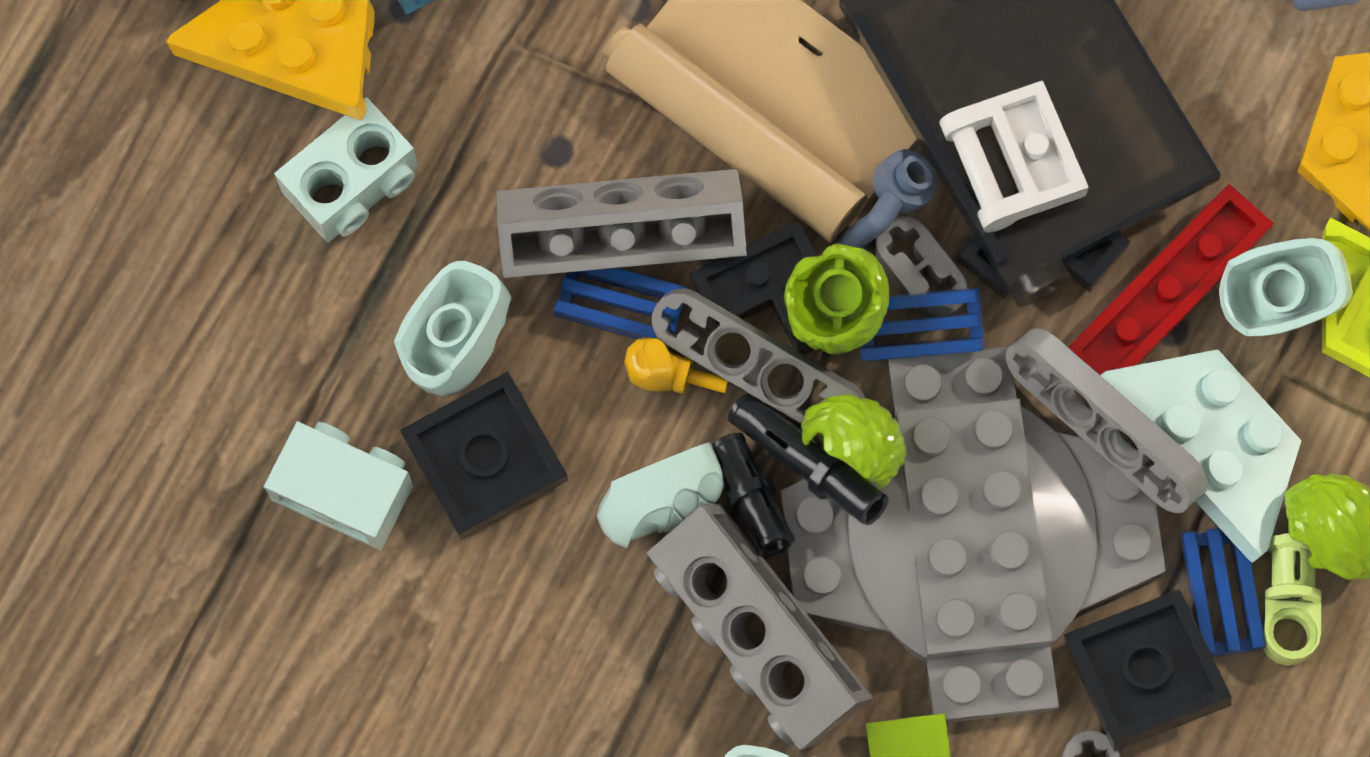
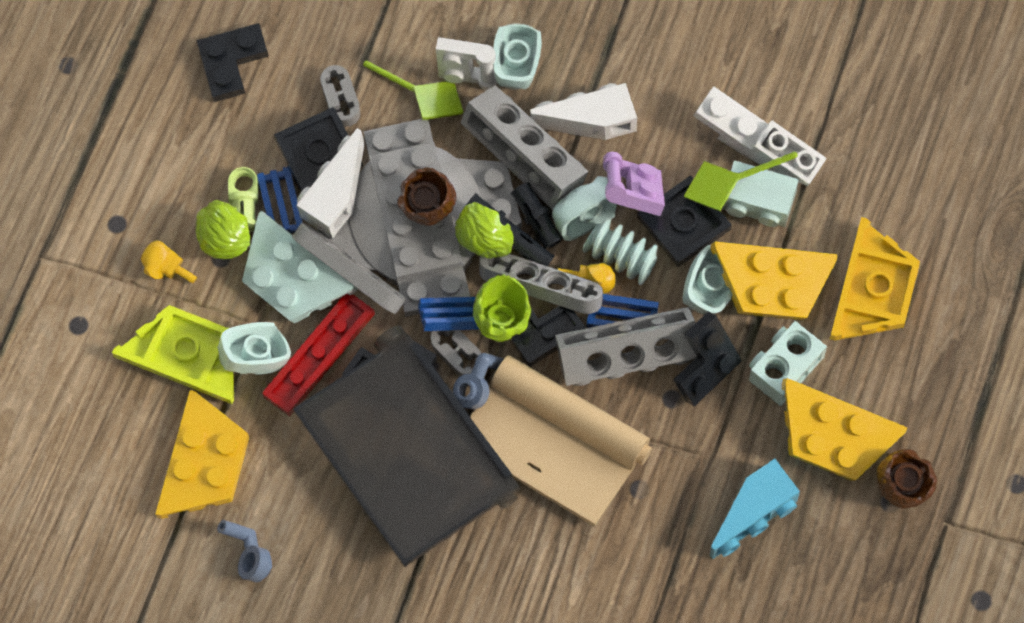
camera: 175 degrees right, 5 degrees down
(167, 294) = (875, 286): none -> yellow wing
(319, 592) = (756, 138): none -> white slope
(341, 318) = (773, 279): none -> yellow wing
(418, 496) = (714, 184): none -> lime piece
(482, 190) = (713, 362): none -> black plate
(550, 512) = (642, 183): none -> lavender plate
(603, 408) = (621, 250): none -> light aqua piece
(613, 680) = (593, 115): none -> white slope
(952, 513) = (426, 196): none -> reddish brown hair
(1033, 150) = (400, 402): white plate -> none
(1124, 556) = (333, 194): none -> white slope

